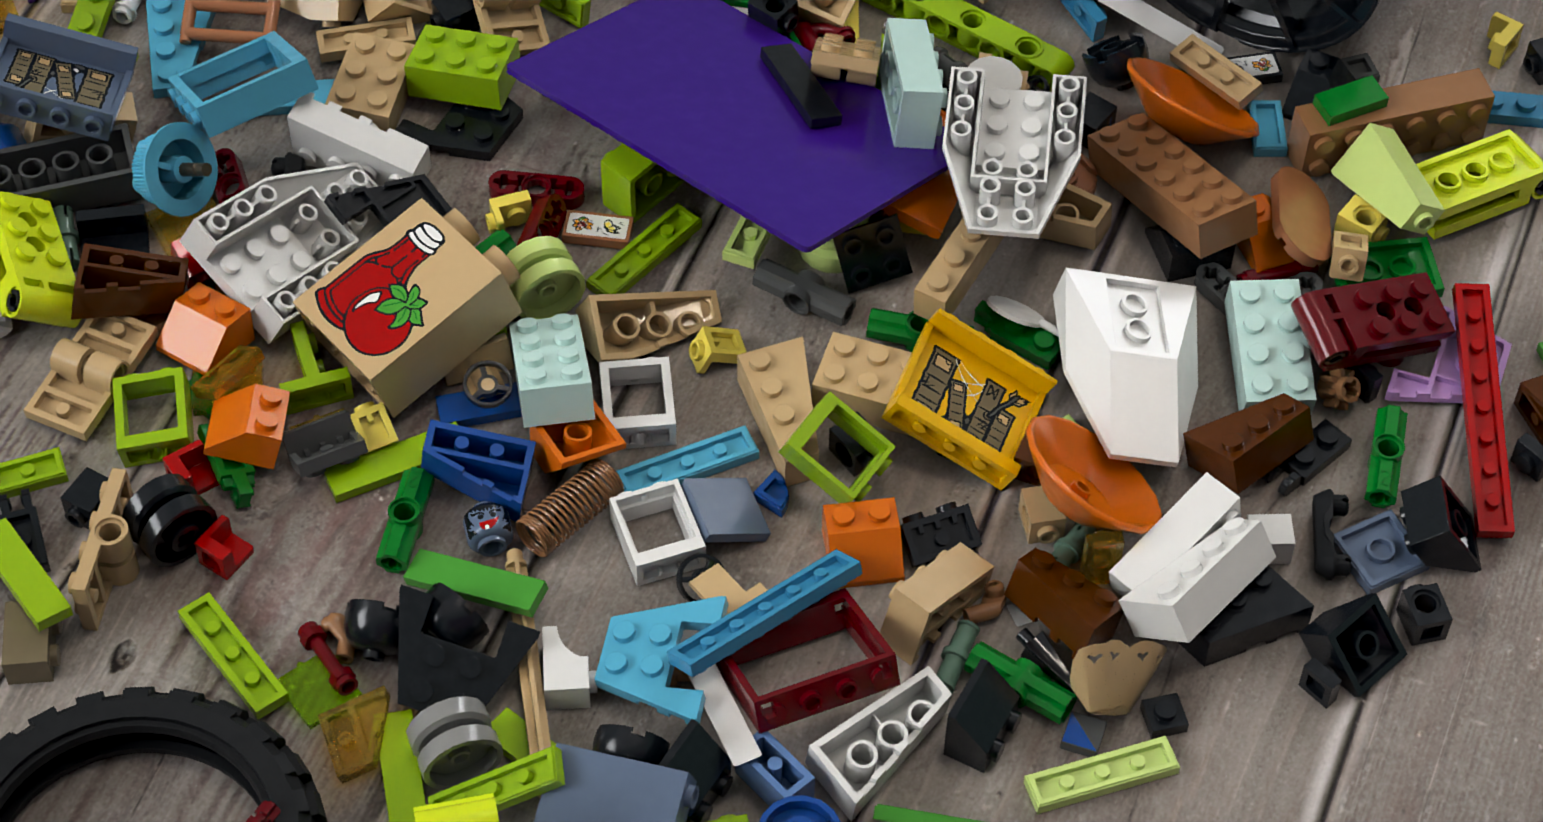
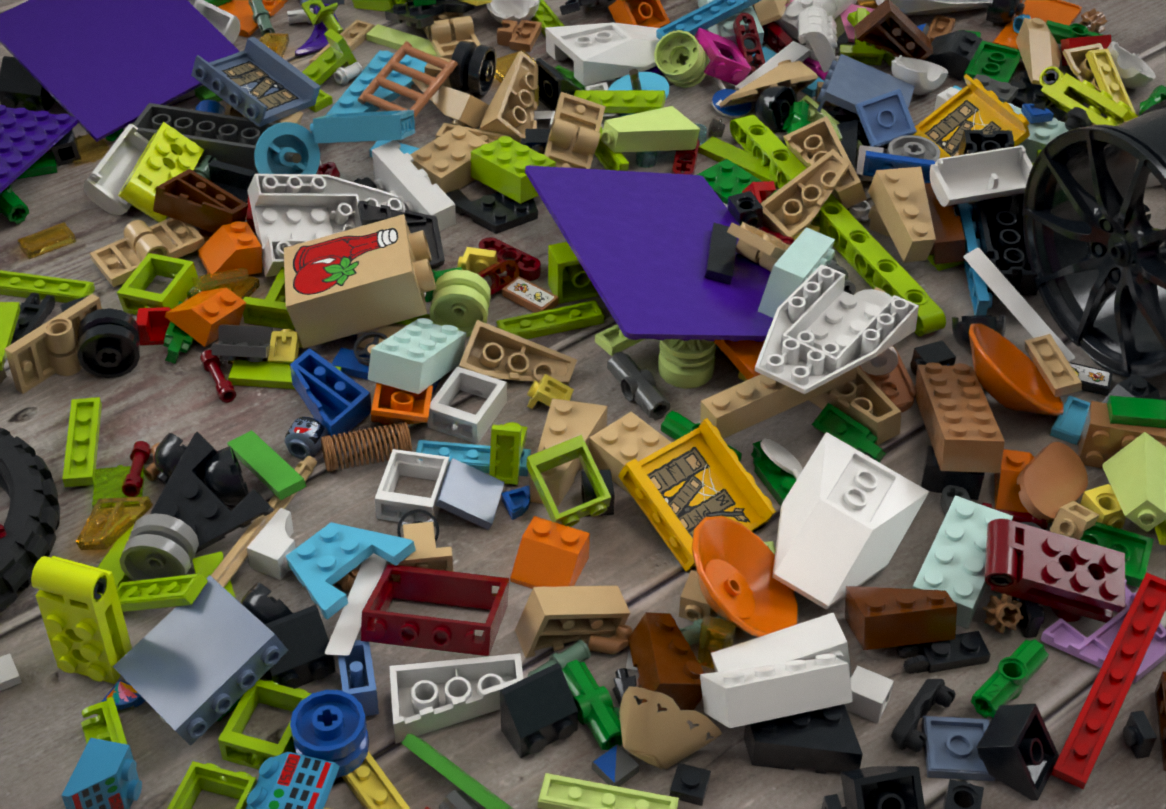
camera: 30 degrees right, 10 degrees down
(221, 549) = (133, 376): red panel -> none
(342, 512) = (224, 388): none -> dark red bar
(402, 534) = (257, 409): green piece -> none
(728, 436) = (506, 451): none -> lime bracket
(764, 613) = (423, 564): dark azure plate -> none
(872, 252) = (698, 374): black hinge -> none
(938, 532) = (605, 571): black bracket -> none
(1062, 251) = (848, 430): none -> green hinge

